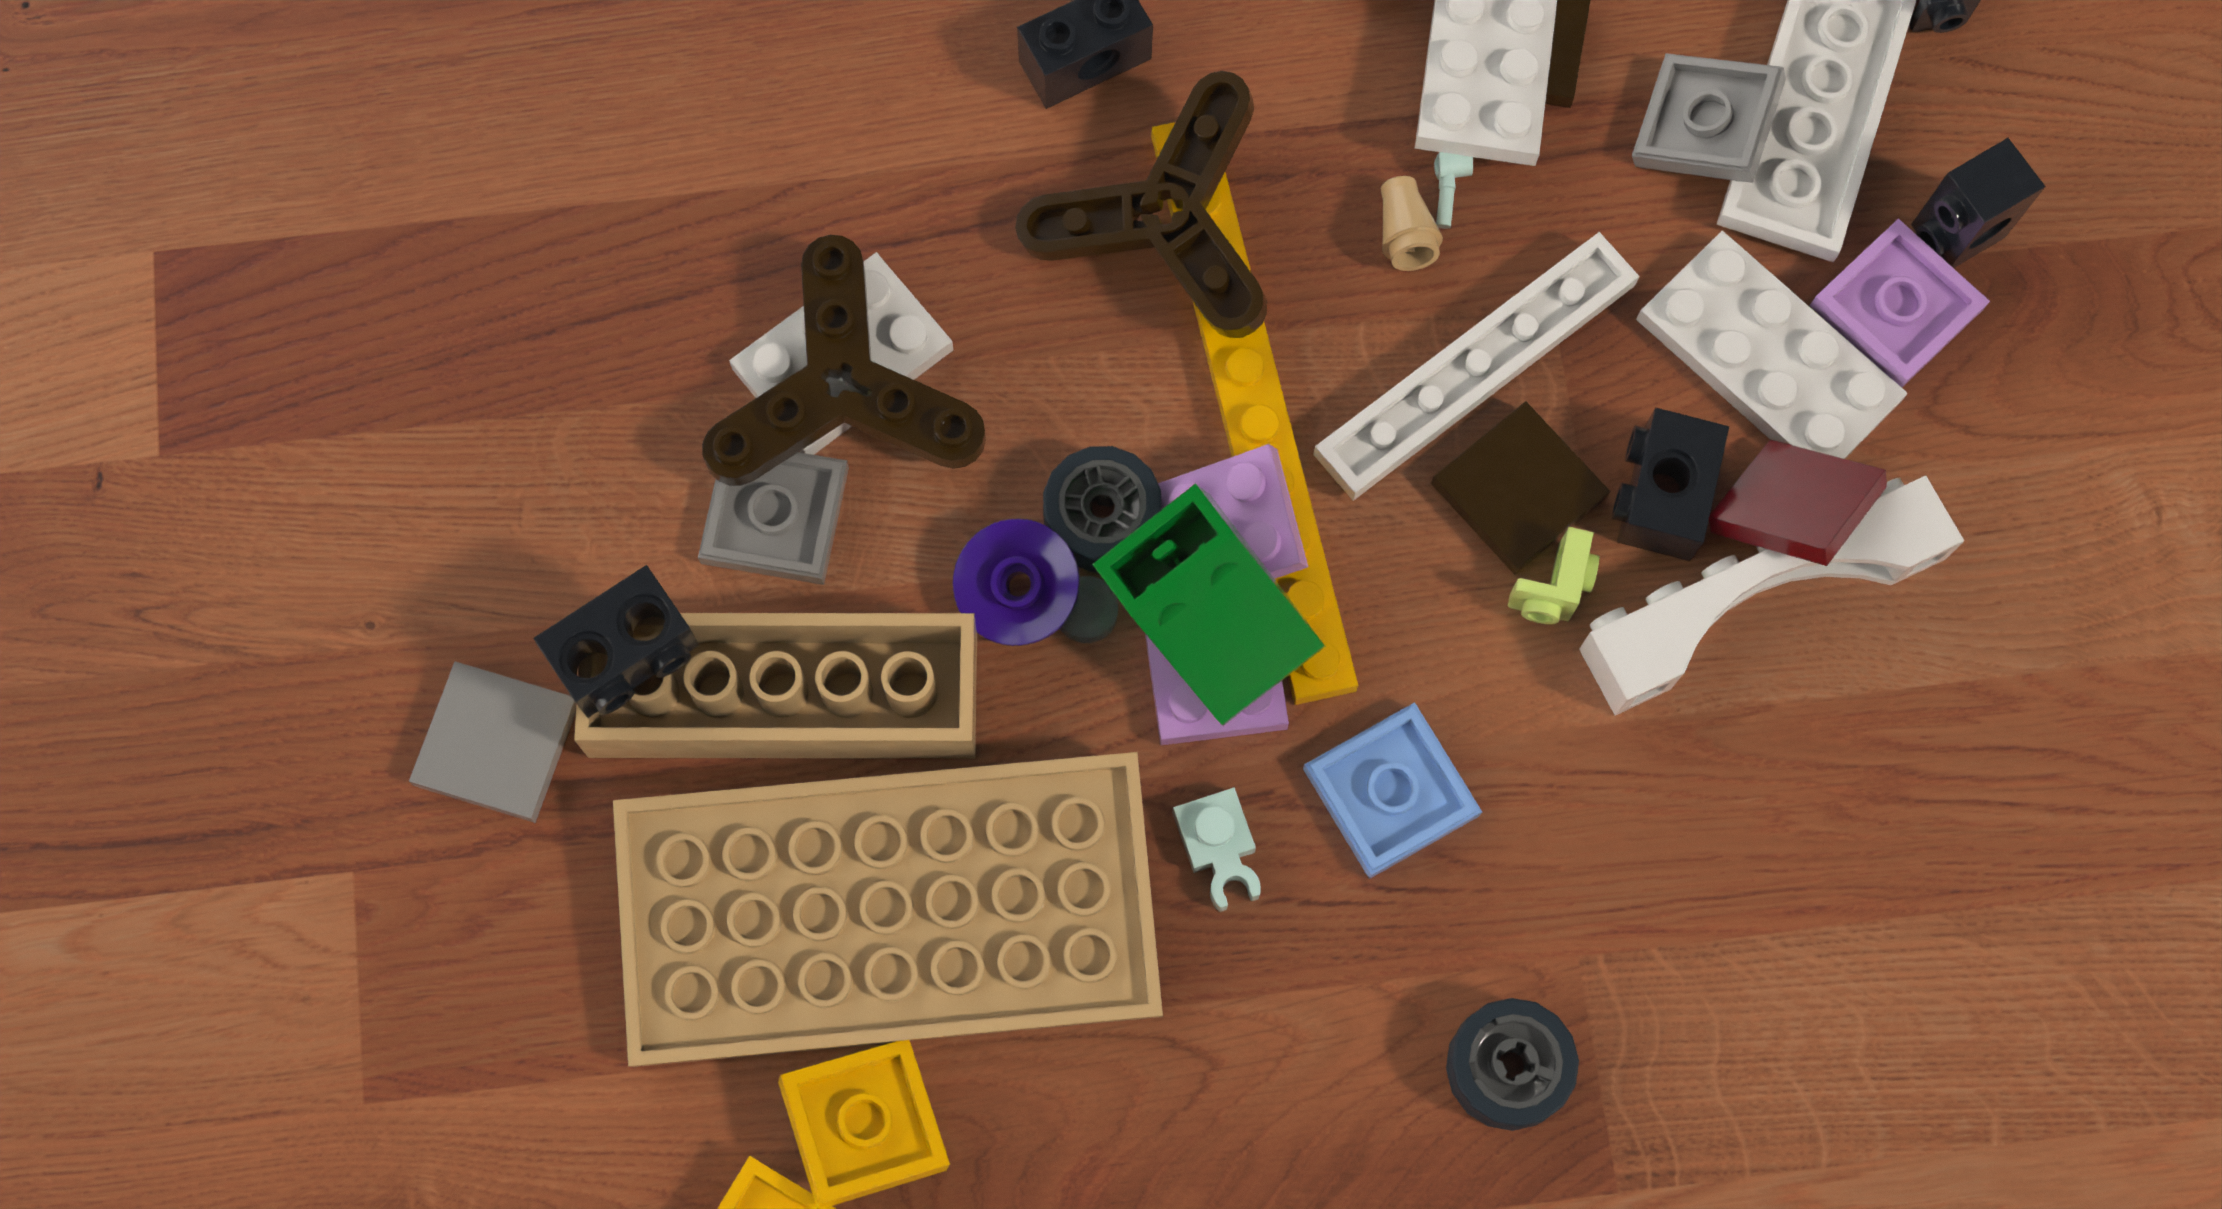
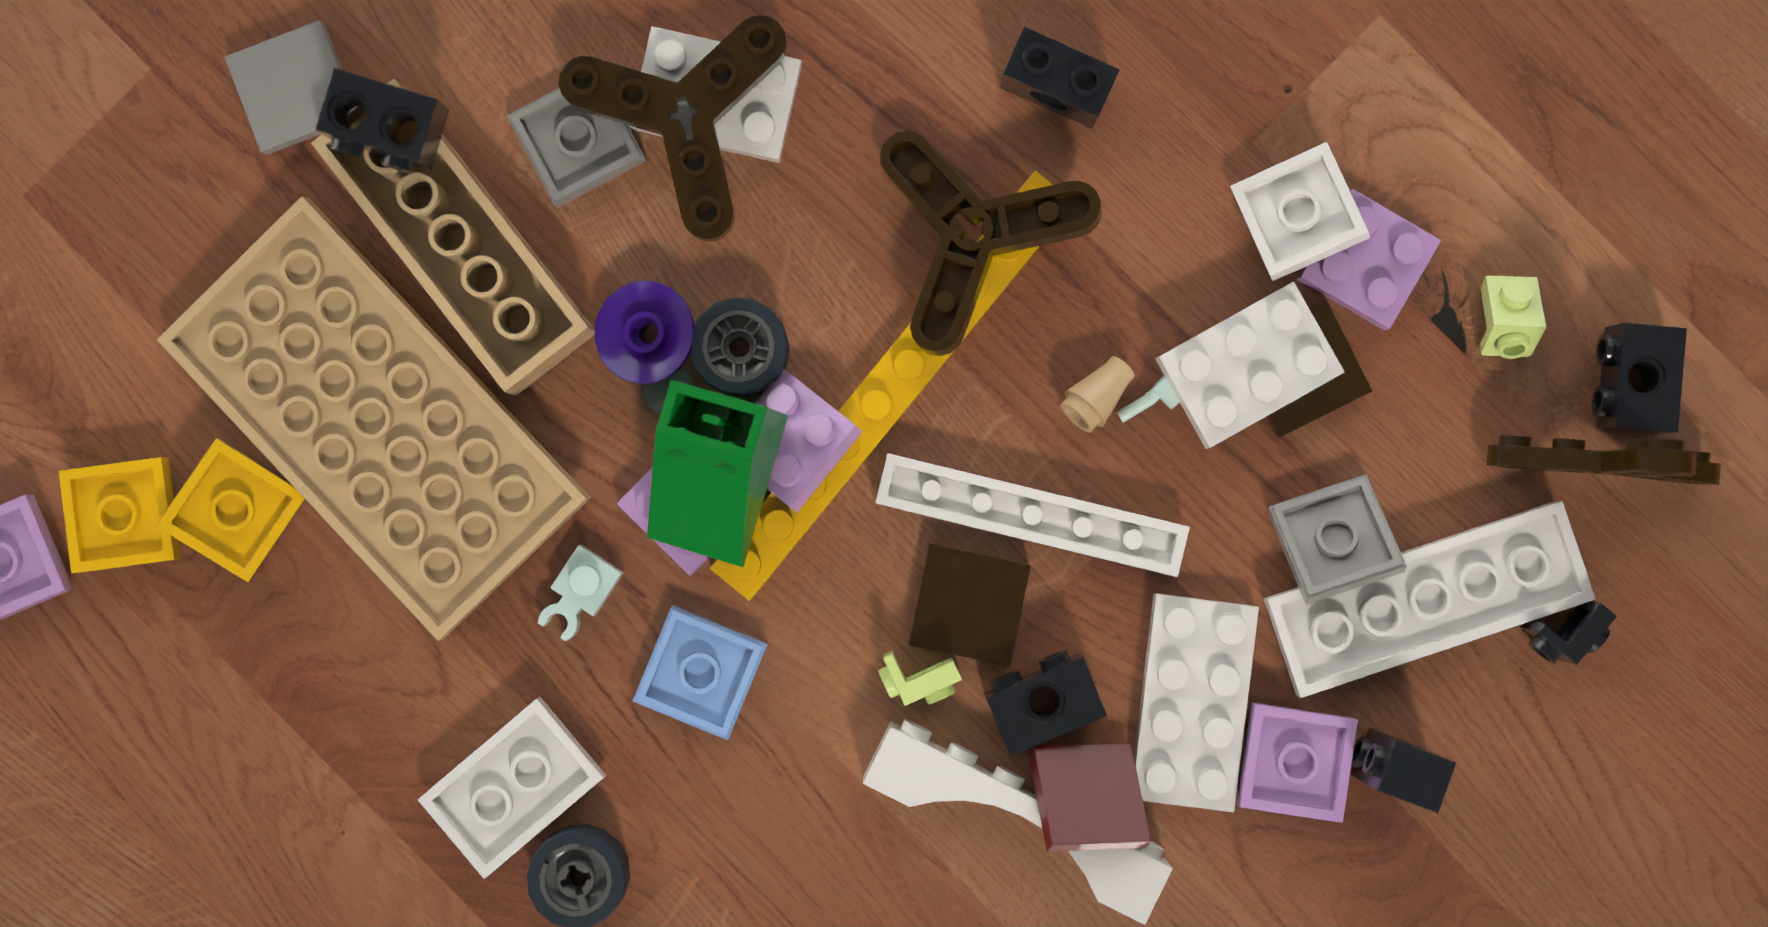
camera: 60 degrees right, 15 degrees up
(1369, 1062) = (511, 787): none -> white plate

